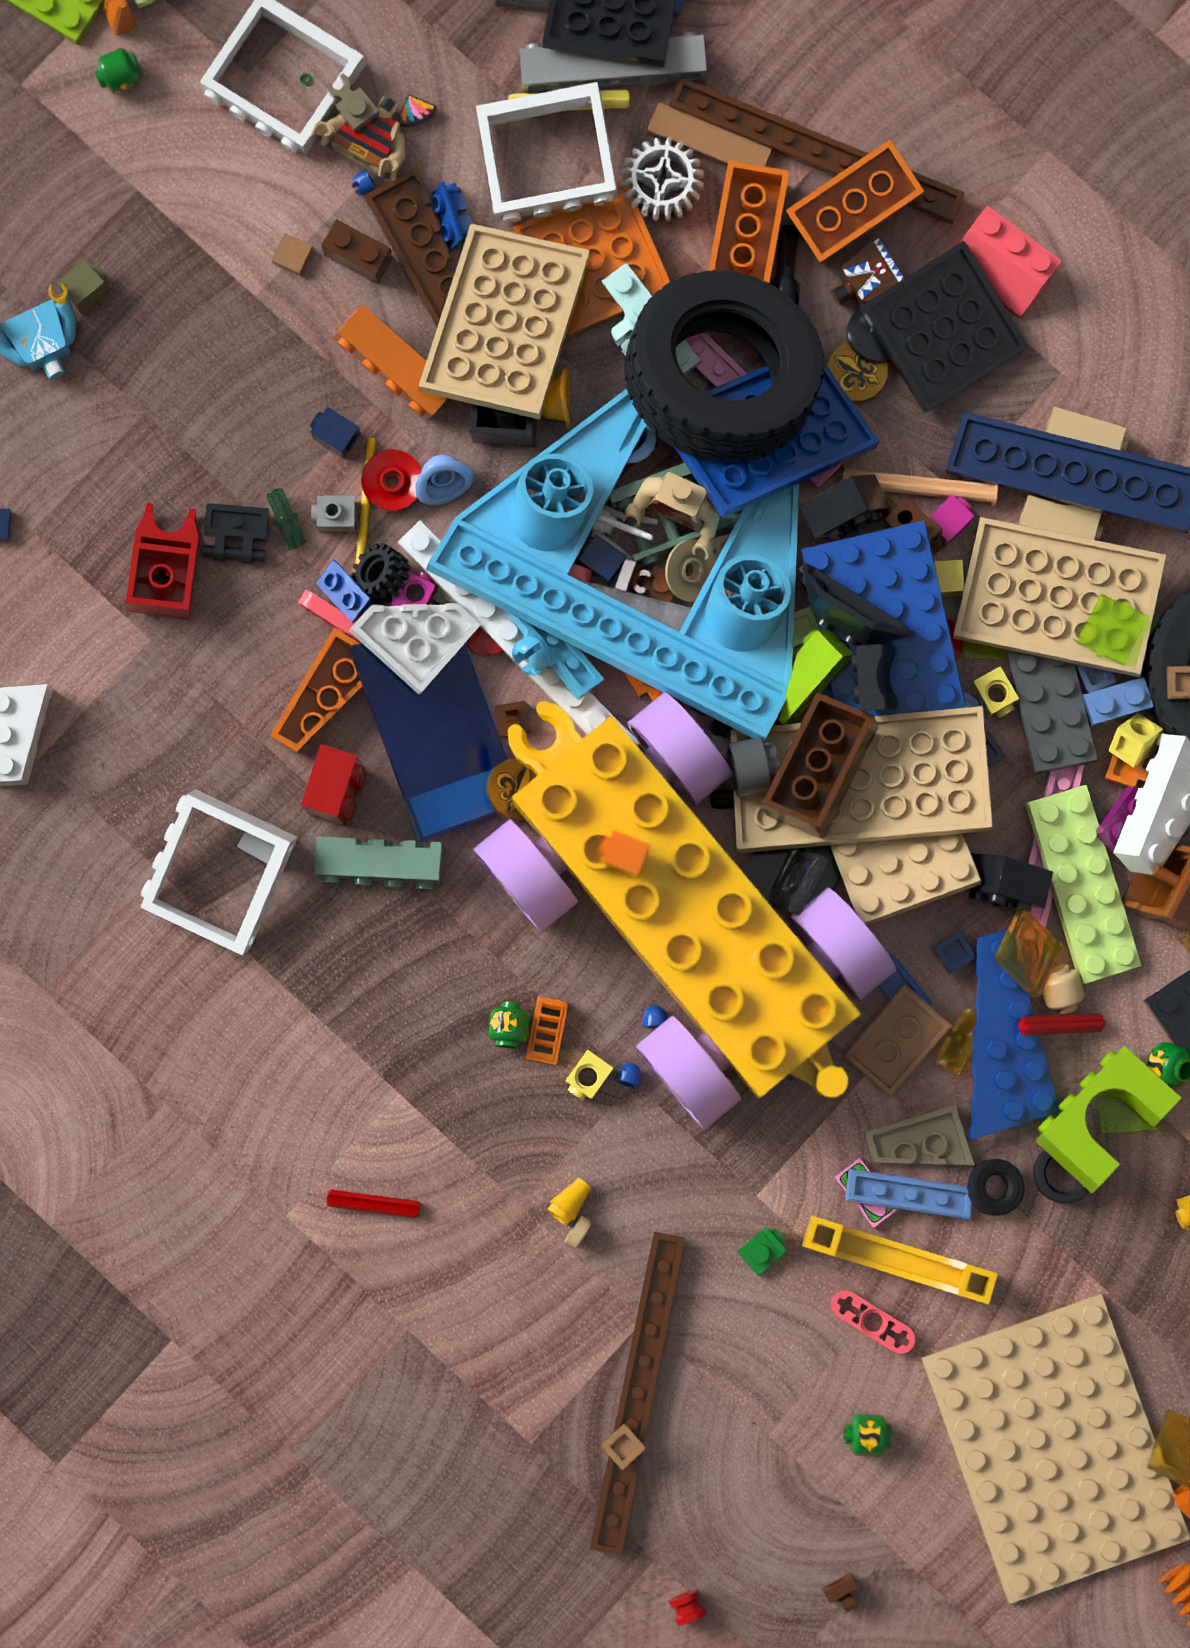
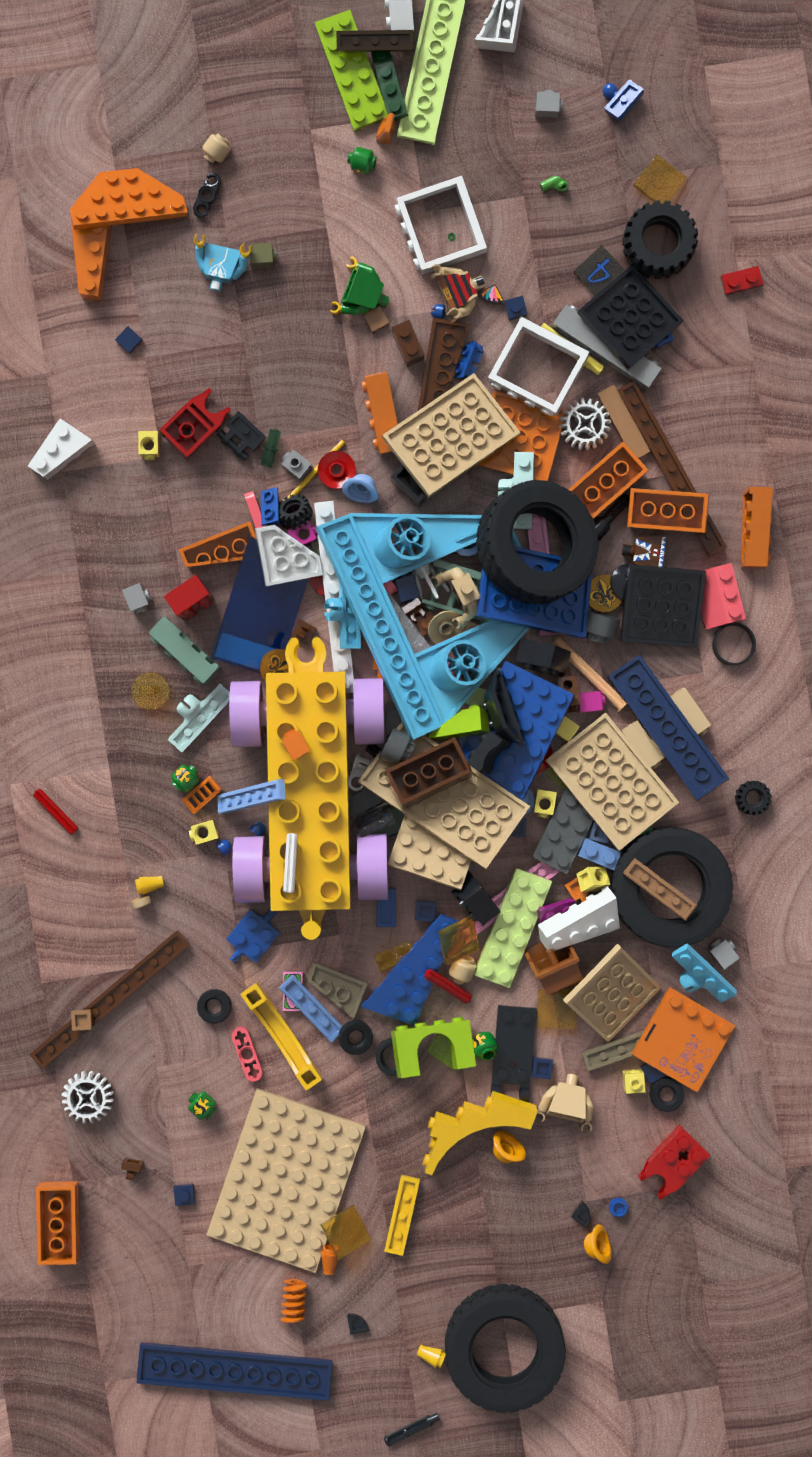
camera: 35 degrees right, 5 degrees up
(116, 625) = (149, 436): none -> light yellow brick
(247, 232) = (362, 291): none -> green torso
(283, 842) = (137, 590): white window -> none
(334, 431) = (327, 423): dark blue brick -> none
(354, 106) = (462, 269): dark tan plate -> none
(374, 949) = (150, 691): none -> clear yellow tile
(458, 104) = (515, 308): none -> dark blue plate
(462, 931) = (198, 715): none -> light aqua plate
(558, 398) = (448, 493): light orange hat -> none
(617, 973) = (251, 796): none -> light blue tile
(687, 1607) = (54, 1117): red wheel -> none
(695, 1543) = (94, 1103): none -> white gear
(726, 836) = (358, 770): none -> white piece
(738, 1011) = (290, 863): none -> white axle
(757, 1161) = (253, 935): none -> blue plate
(763, 1249) = (222, 979): green bracket -> none
(799, 1299) = (202, 1006): none -> black tyre
(888, 414) = (601, 627): none -> dark grey piece
(897, 1040) = (364, 931): medium nougat tile -> none
(937, 1574) = (184, 1194): none -> dark blue plate
(981, 138) = (756, 527): none -> orange wedge
(1072, 275) = (752, 639): none -> black tyre
(1112, 629) = (623, 818): clear neon green piece -> none

